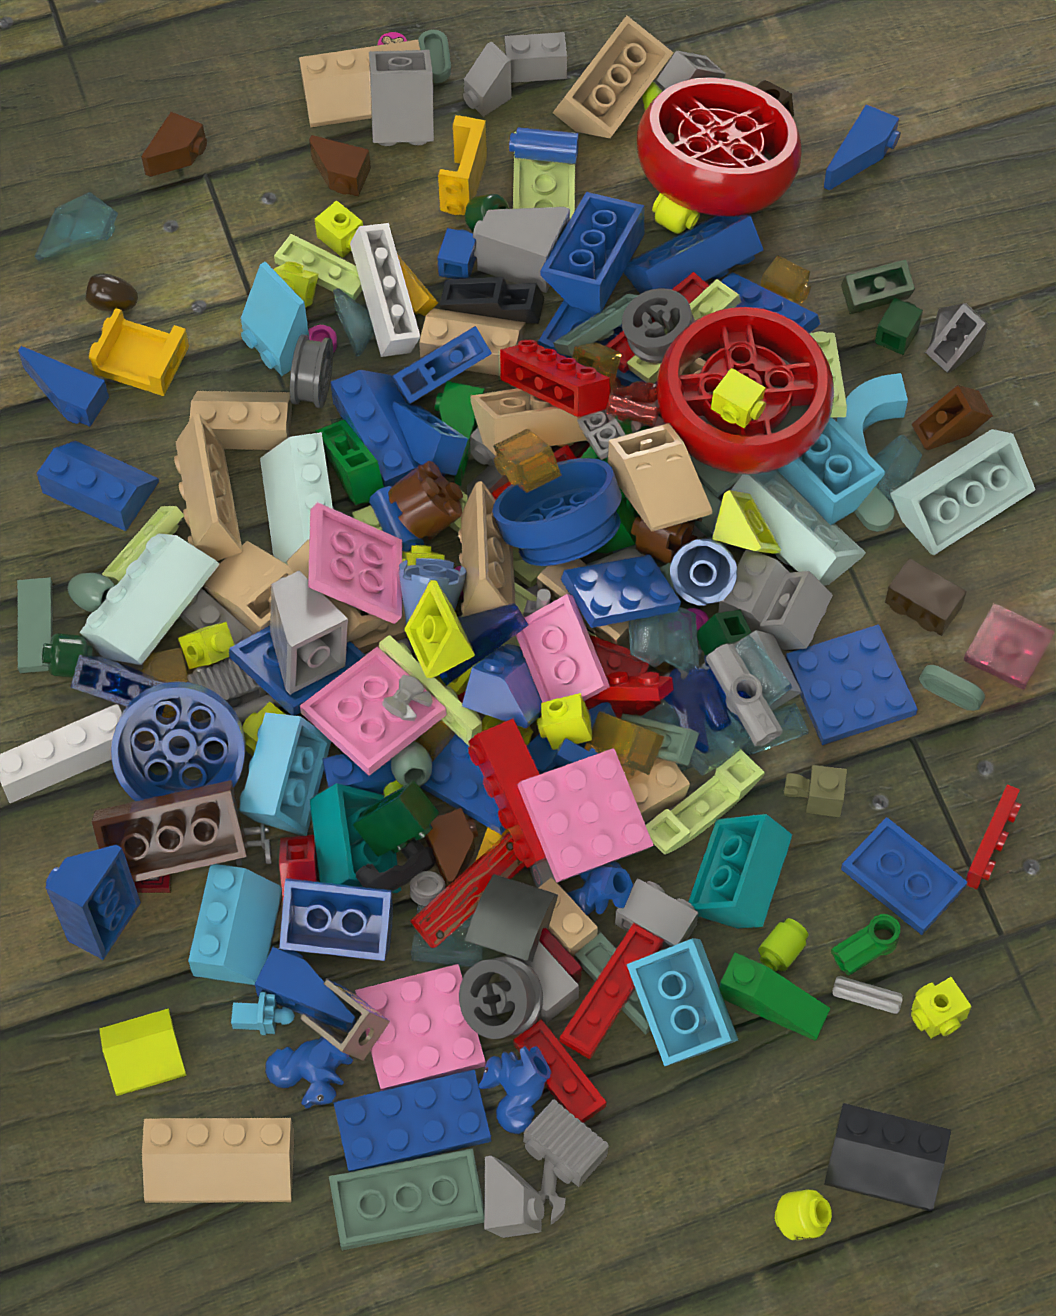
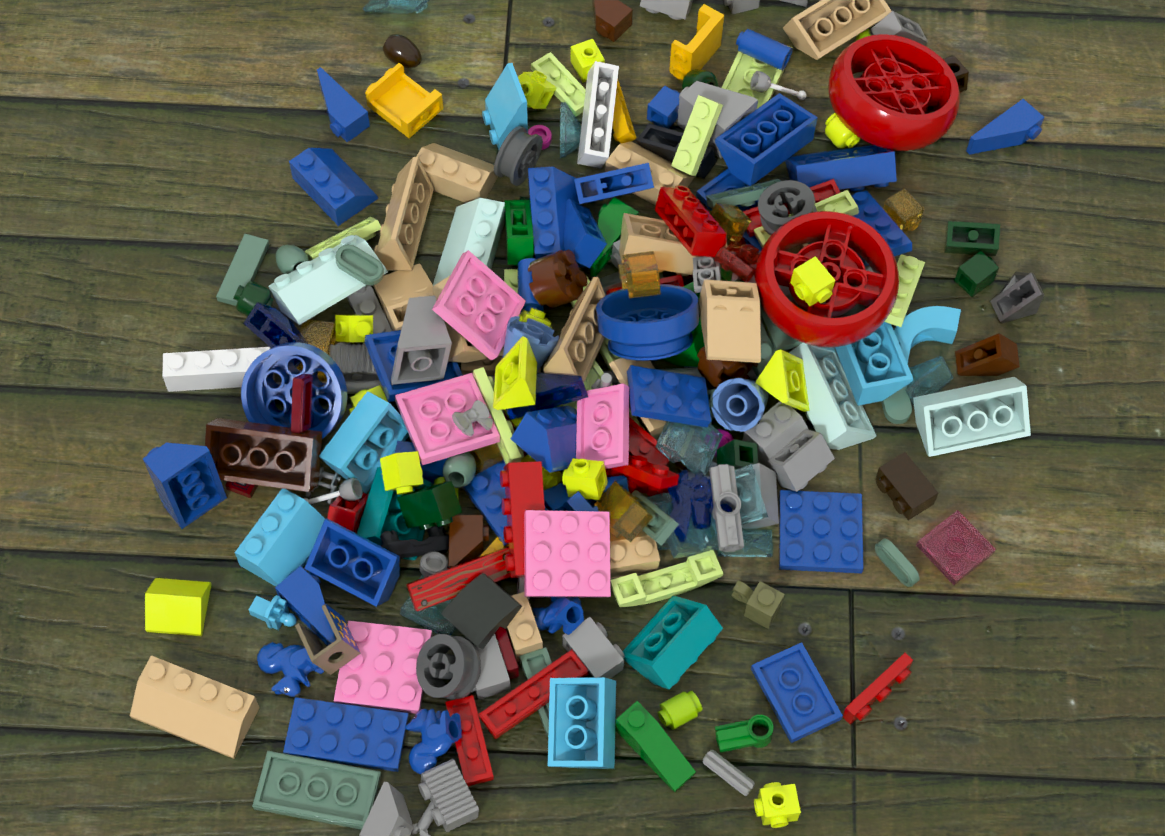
camera: 20 degrees right, 0 degrees up
(183, 567) = (359, 264): none -> sand green tile
(197, 754) = (301, 403): none -> dark red tile
(289, 837) = (348, 490): none -> light grey hinge
(349, 792) = (401, 472): none -> neon yellow brick
(515, 274) = (697, 135): none -> yellowish green plate
(558, 186) = (761, 82): none -> light grey hinge

